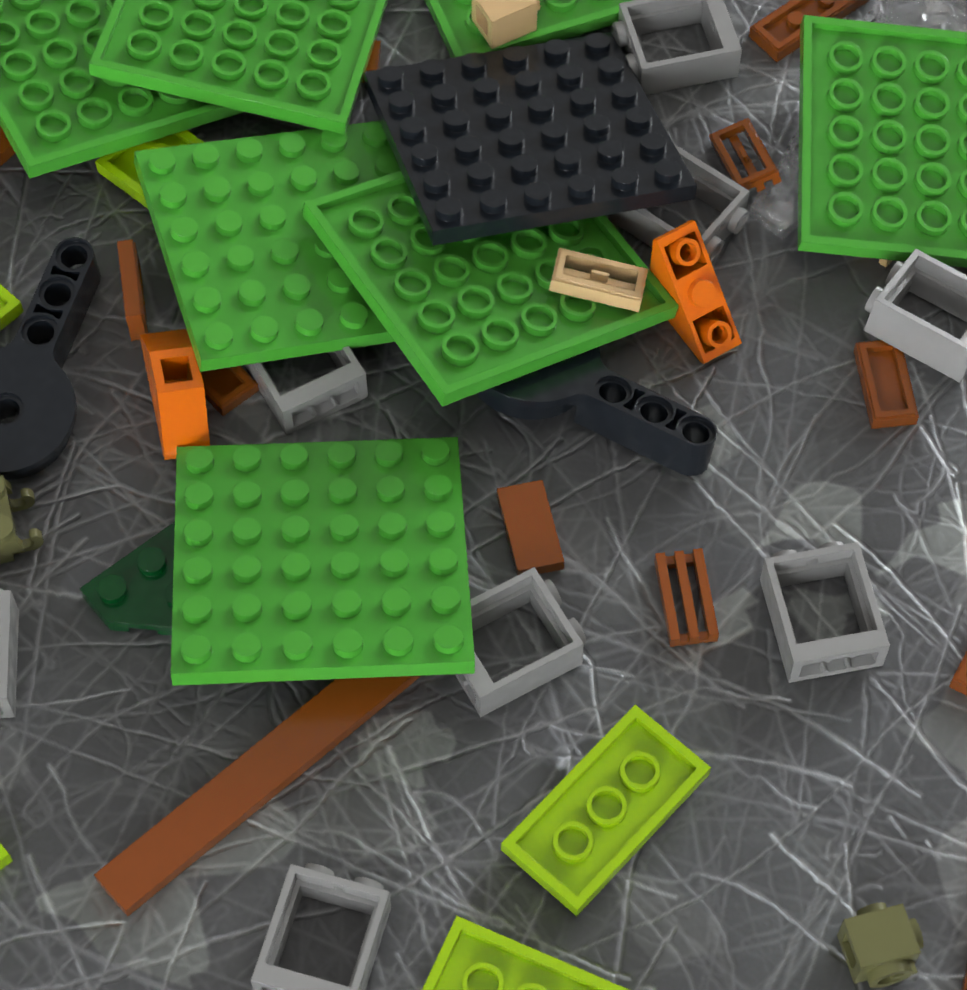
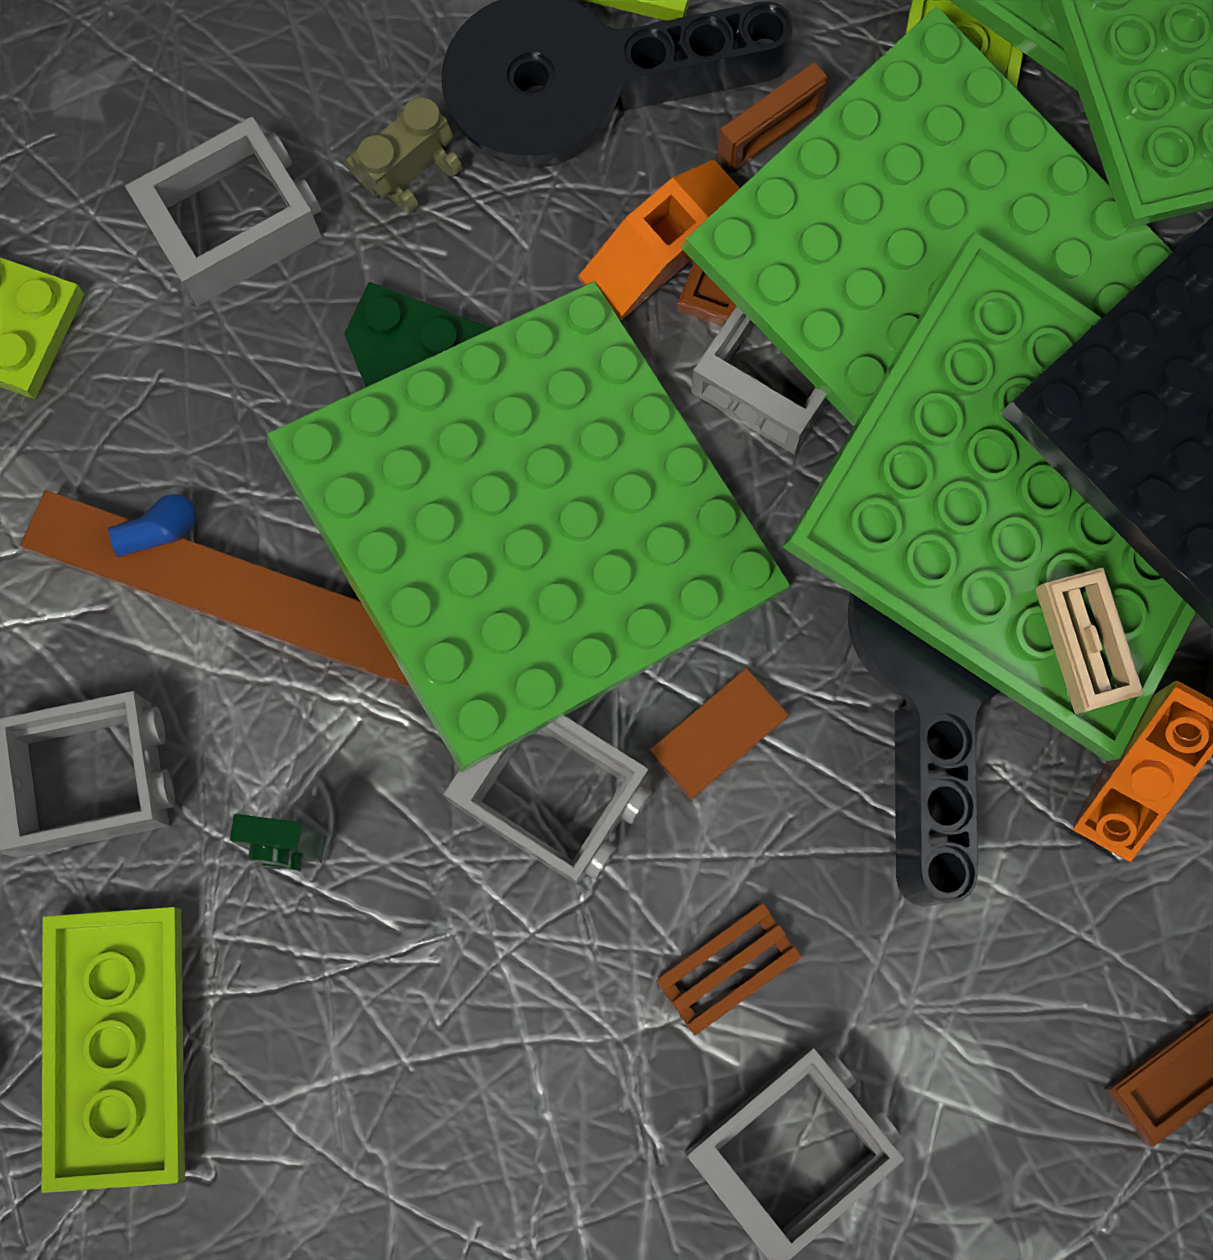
camera: 65 degrees right, 15 degrees up
(174, 804) = (160, 525): none -> blue arm
(452, 816) = (277, 842): none -> dark green plate
(605, 809) = (396, 1013): lime plate -> none

